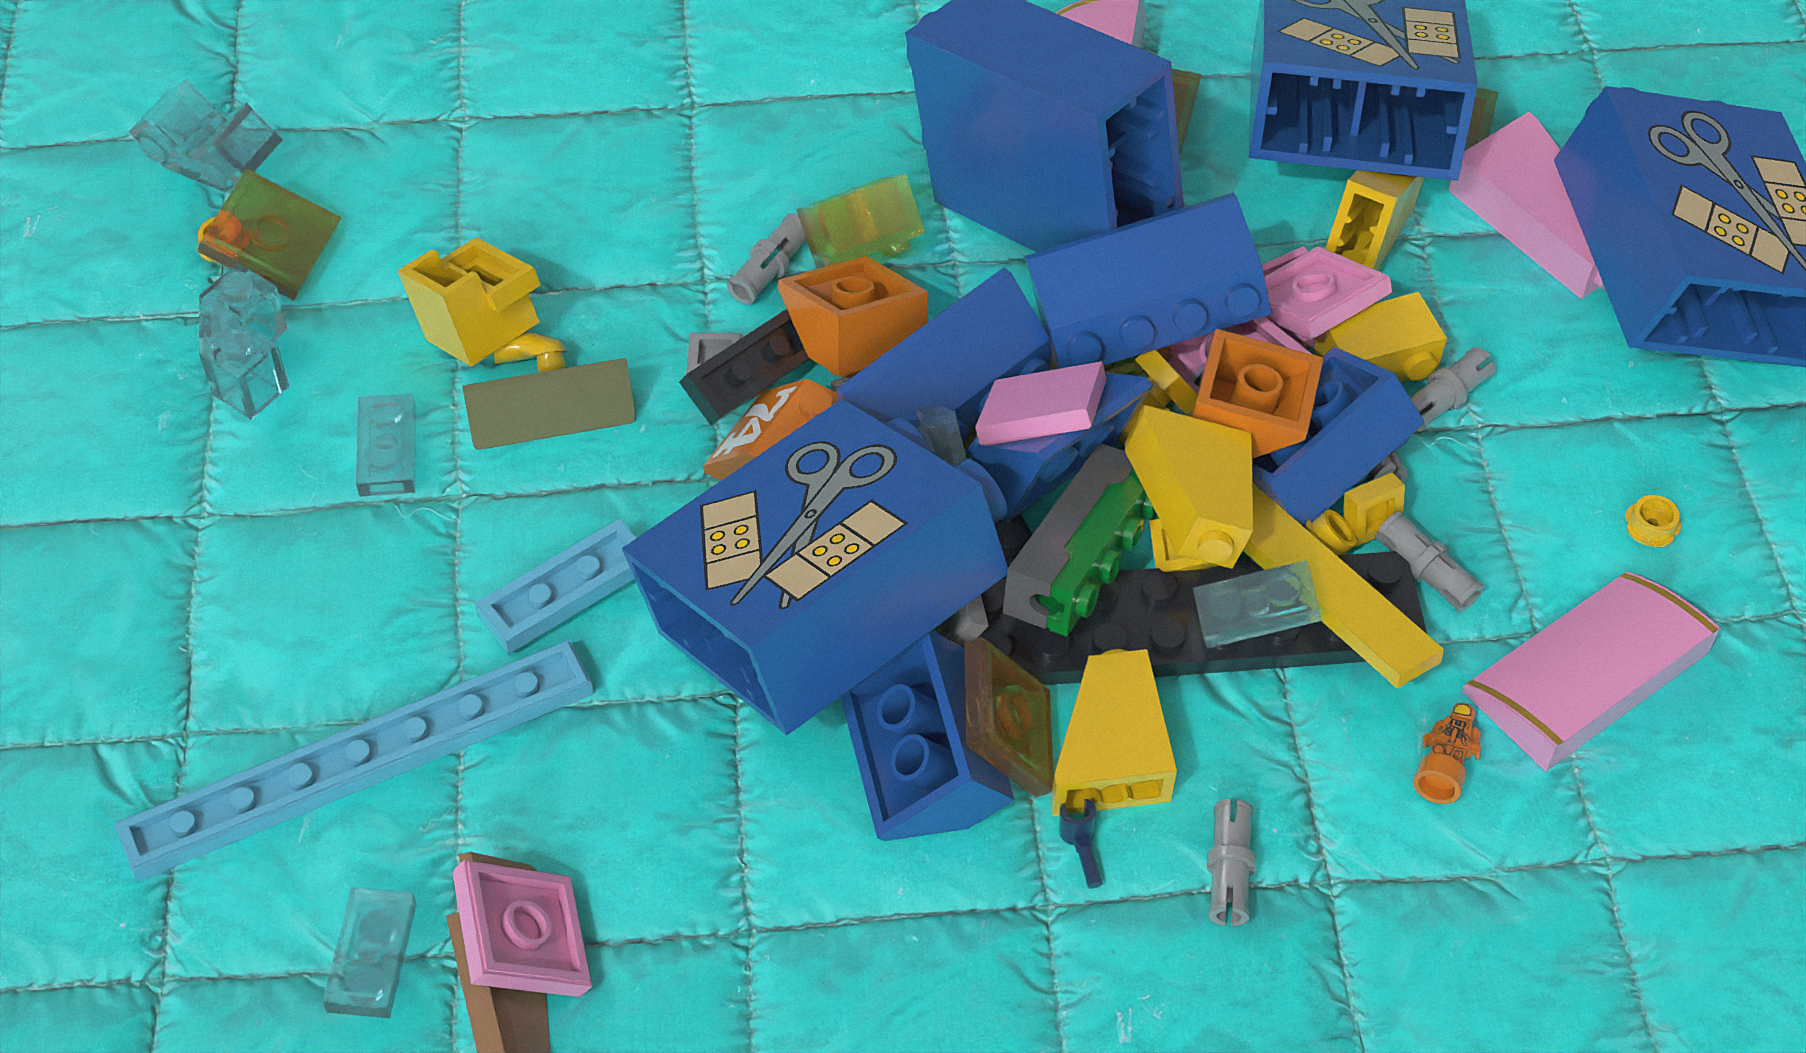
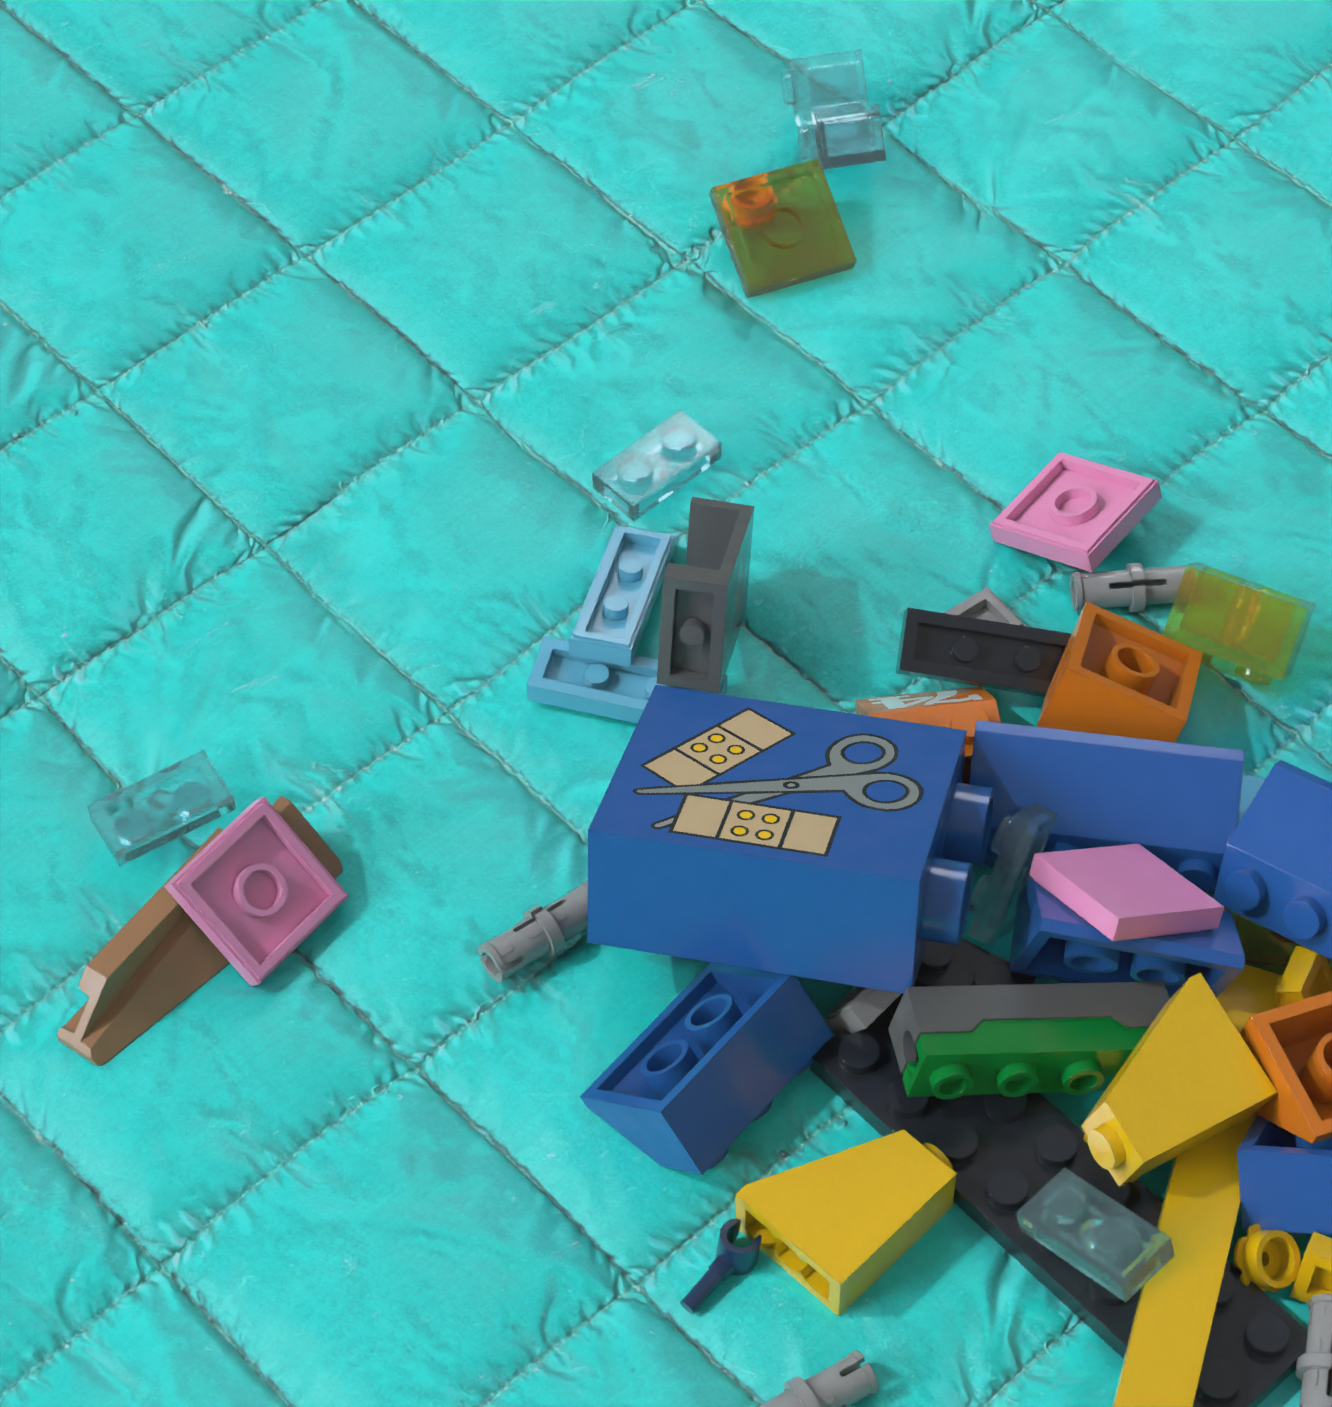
camera: 55 degrees right, 0 degrees up
(236, 340) = (656, 276): clear light blue brick -> none
(351, 760) = (343, 673): medium azure tile -> none
(471, 299) = (843, 403): yellow plate -> none
(486, 535) = (622, 596): none -> medium azure tile
(531, 345) = (854, 484): yellow arm -> none
(549, 404) = (812, 545): olive slope -> none
(552, 454) = (706, 596): none -> dark grey panel
(682, 245) = (1075, 511): none -> bright pink tile
(721, 771) = (539, 934): none -> light grey pin
(1008, 717) = (778, 1103): clear orange tile -> none

